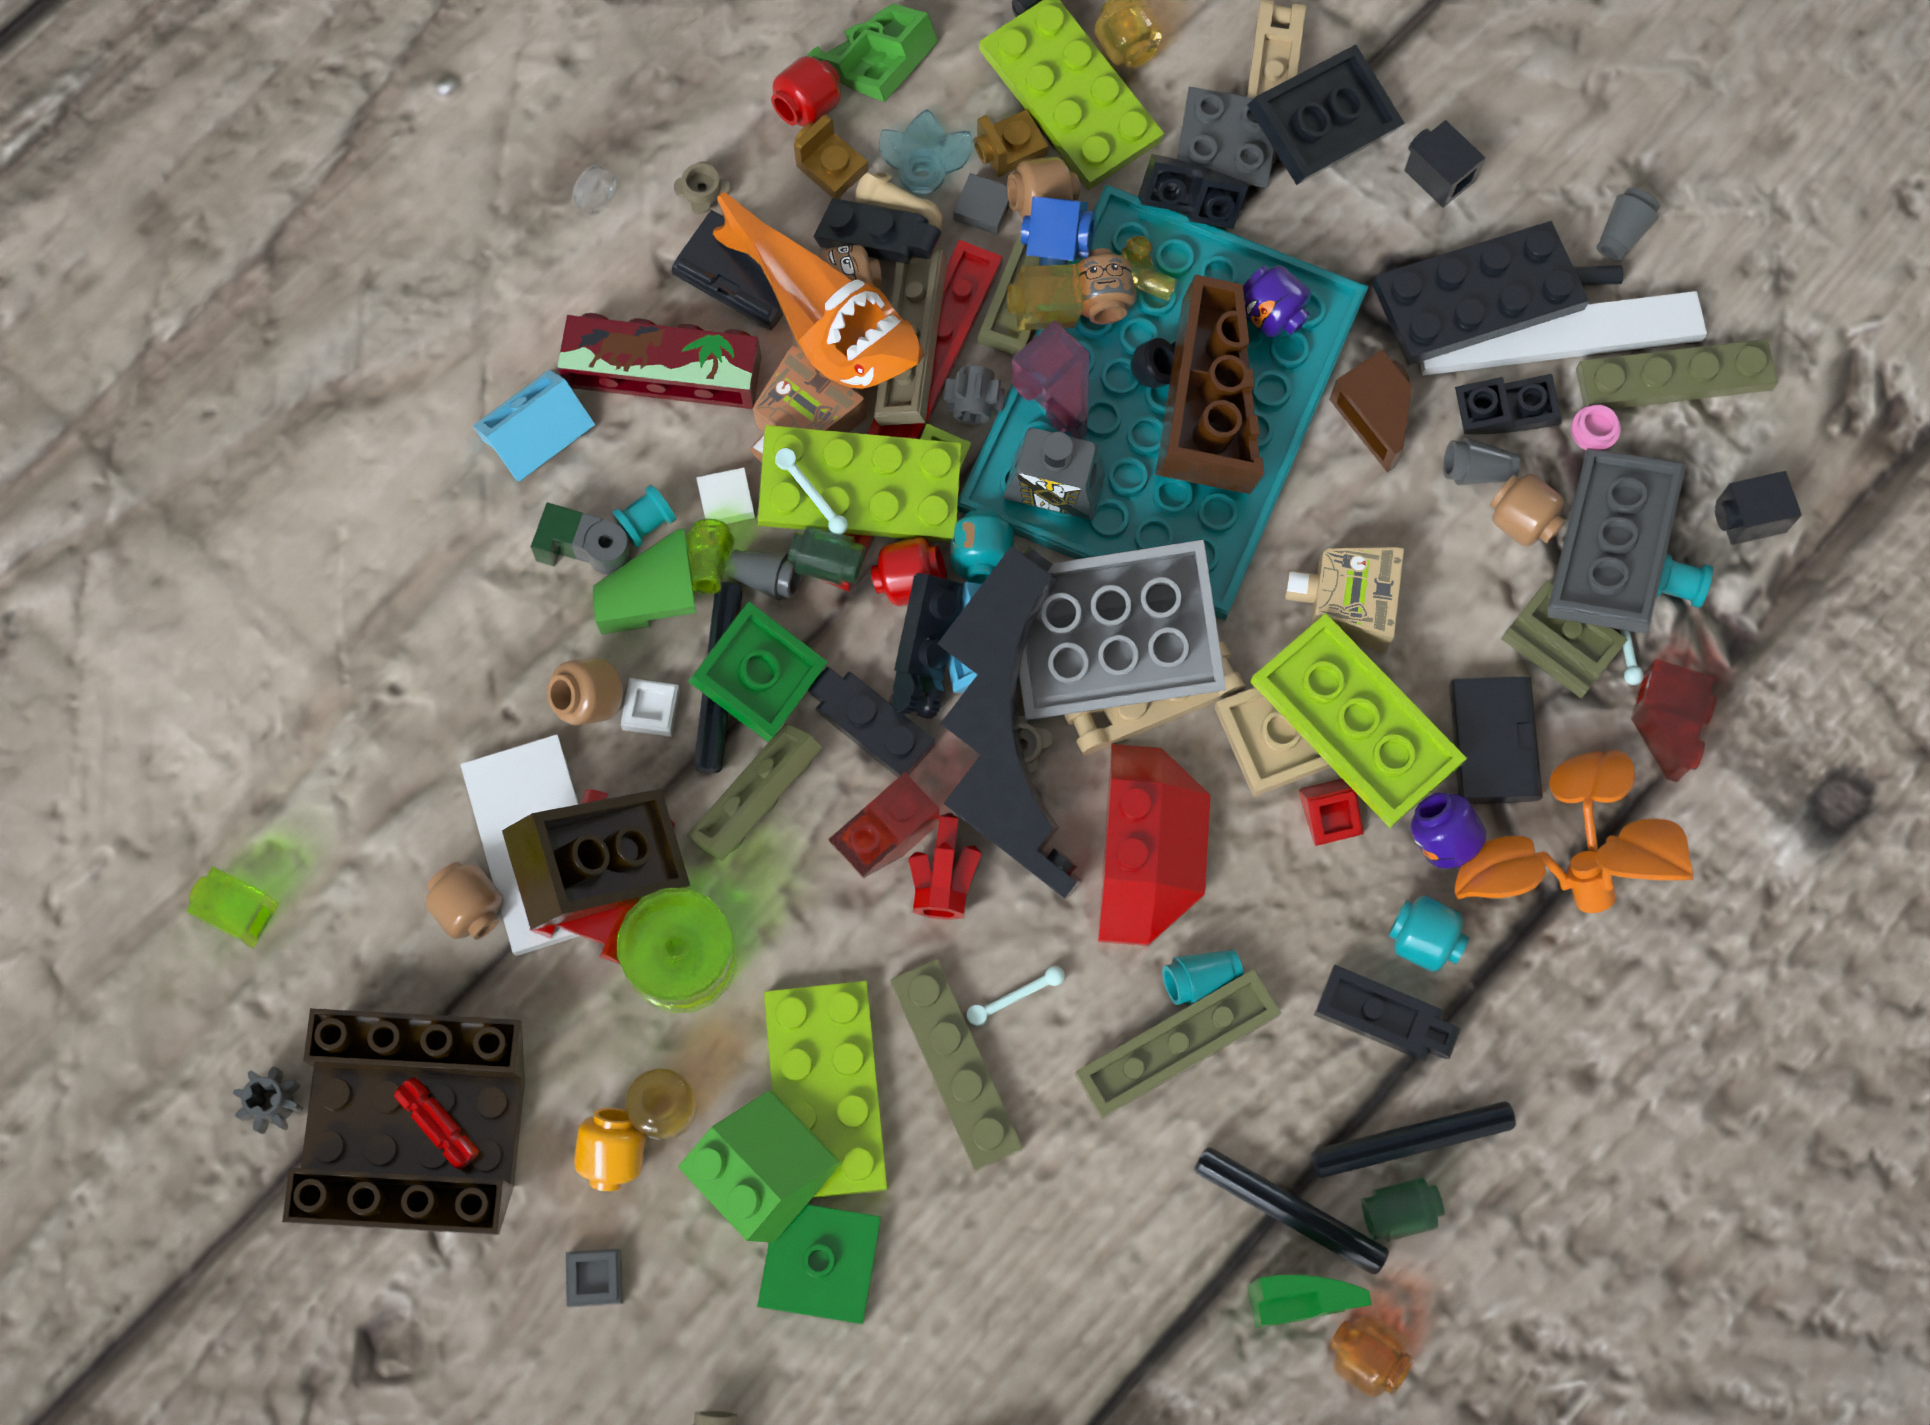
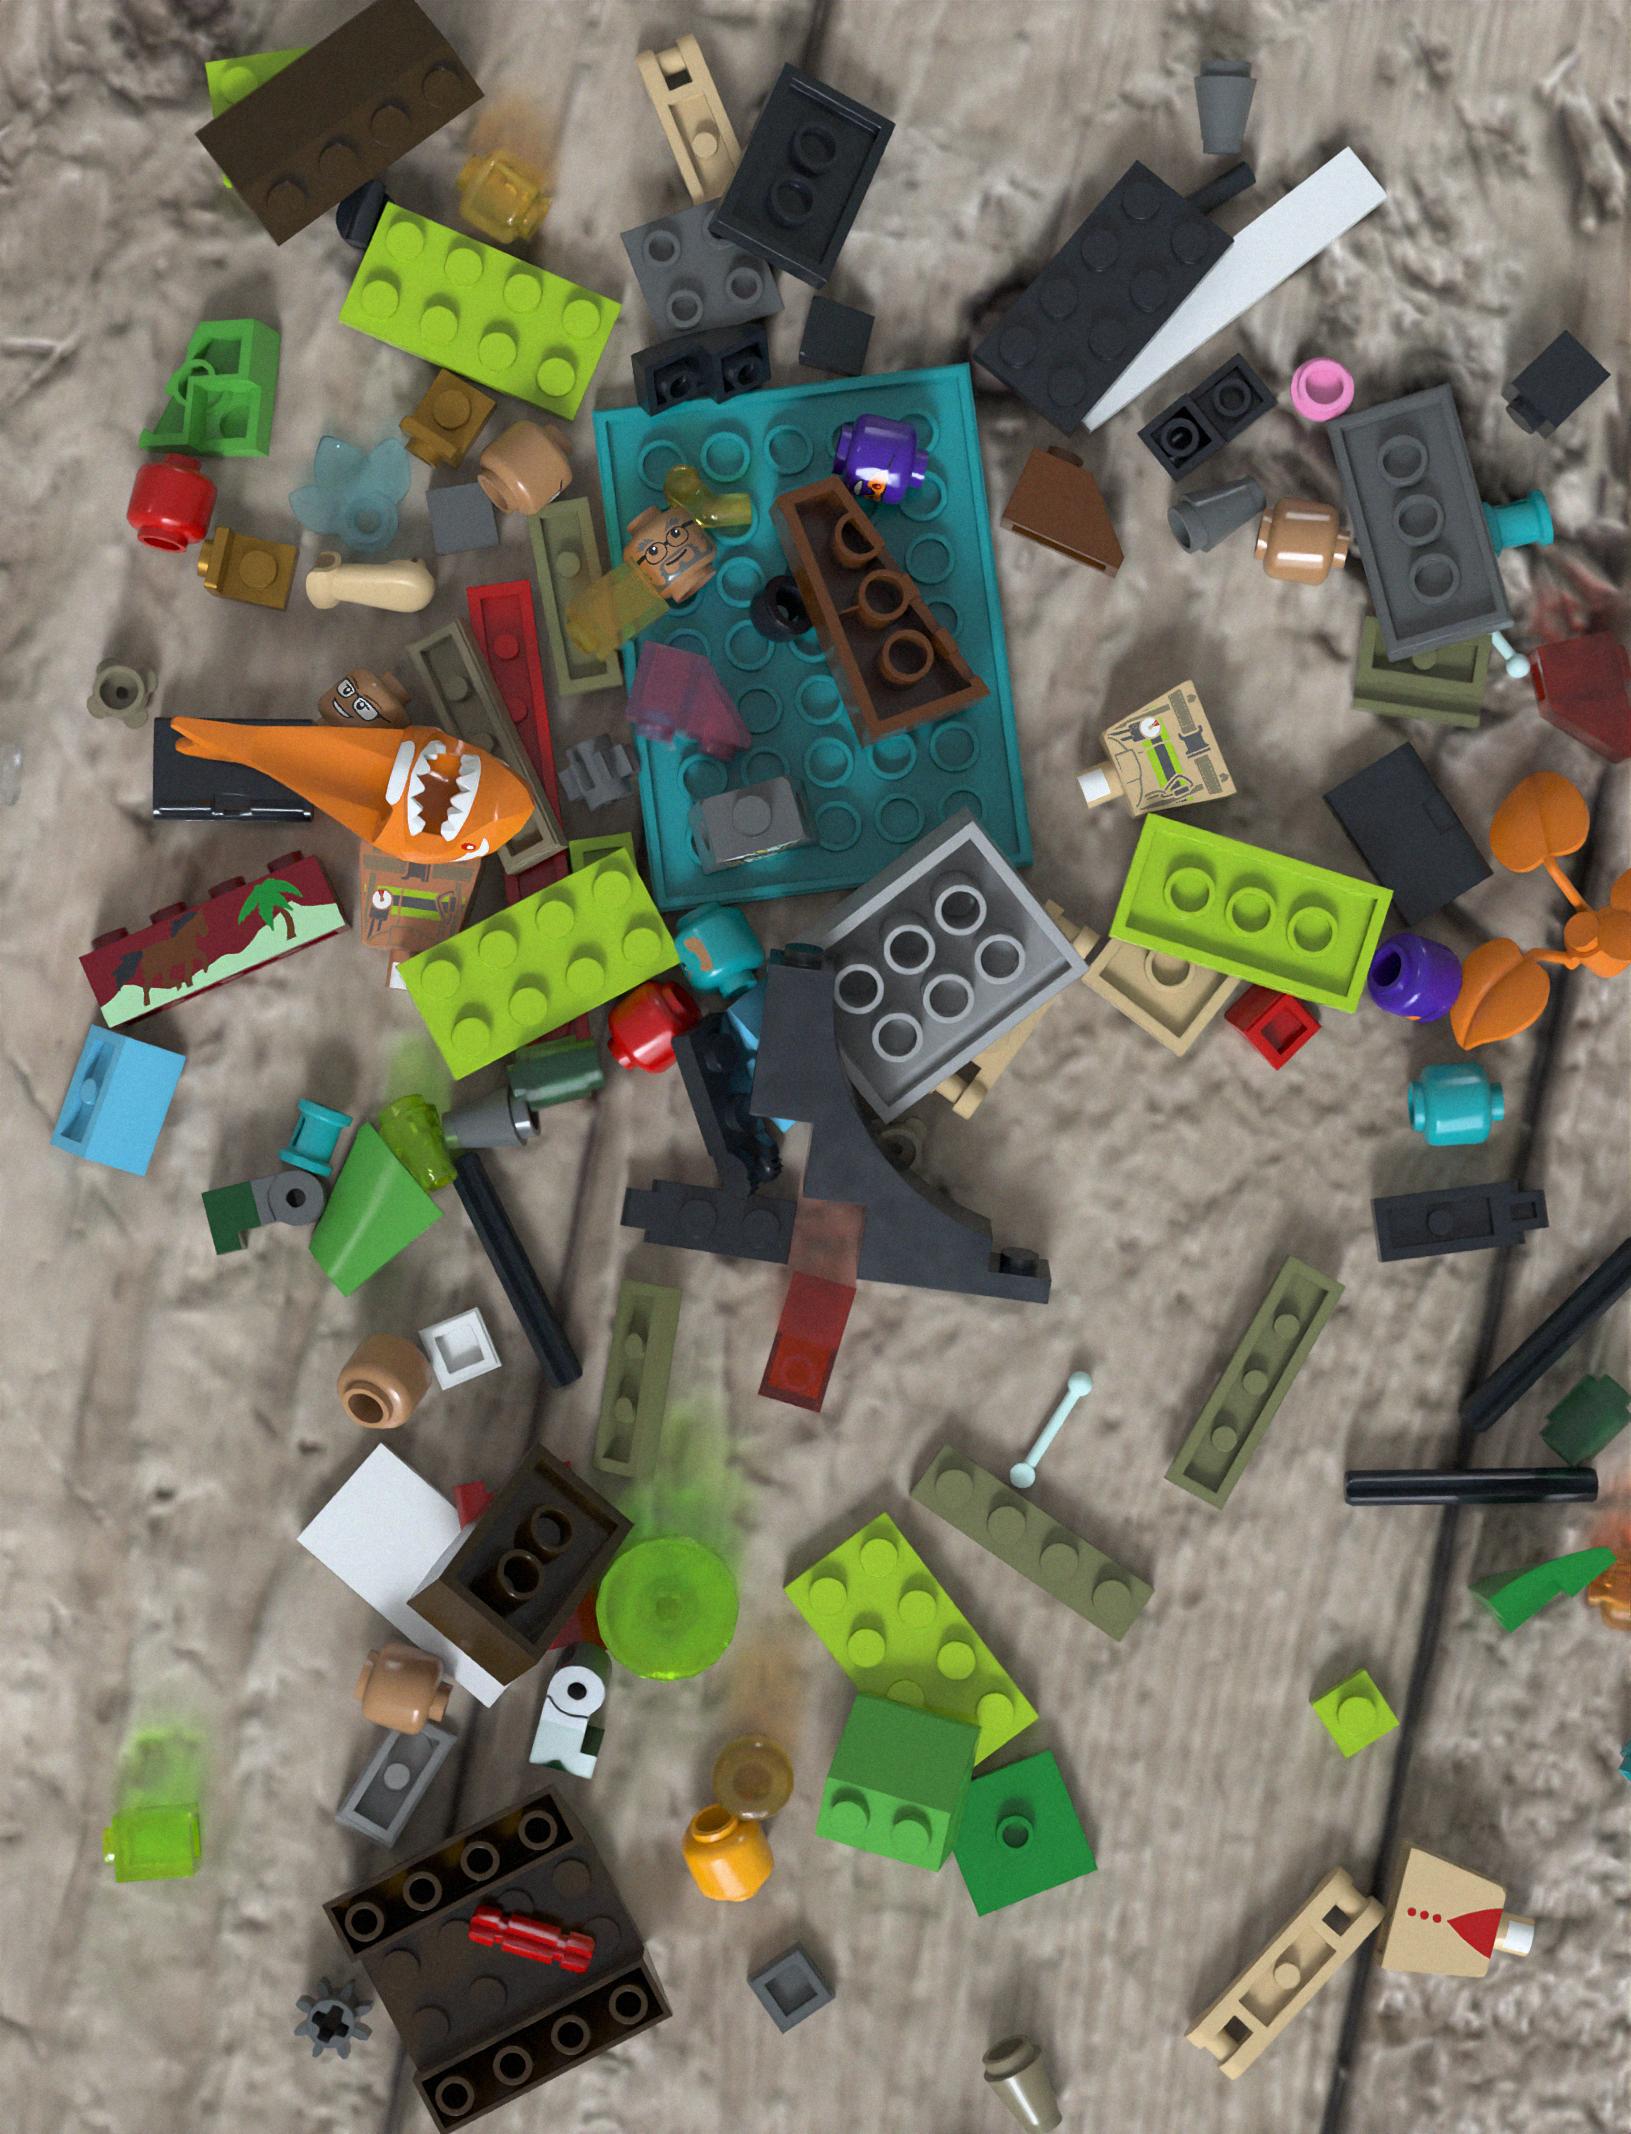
camera: 30 degrees left, 15 degrees up
(416, 967) = (394, 1783): none -> light grey slope
(564, 982) = (574, 1693): none -> leg
(726, 496) = (390, 1056): white tile -> none
(758, 671) = (559, 1245): green plate -> none
(785, 460) = (448, 996): light aqua hinge -> none
(880, 230) = (364, 635): black hinge -> none
(945, 890) = (911, 1367): red rock -> none
(1058, 230) = (582, 522): brick -> none
(1113, 1324) = (1354, 1712): none -> lime plate
(1151, 845) = (1099, 1176): red wedge -> none
(1199, 975) = (1236, 1293): teal cone -> none
(1288, 225) = (835, 338): none -> black slope
(1443, 162) = (968, 151): black brick -> none
(1677, 375) = (1378, 265): olive plate -> none

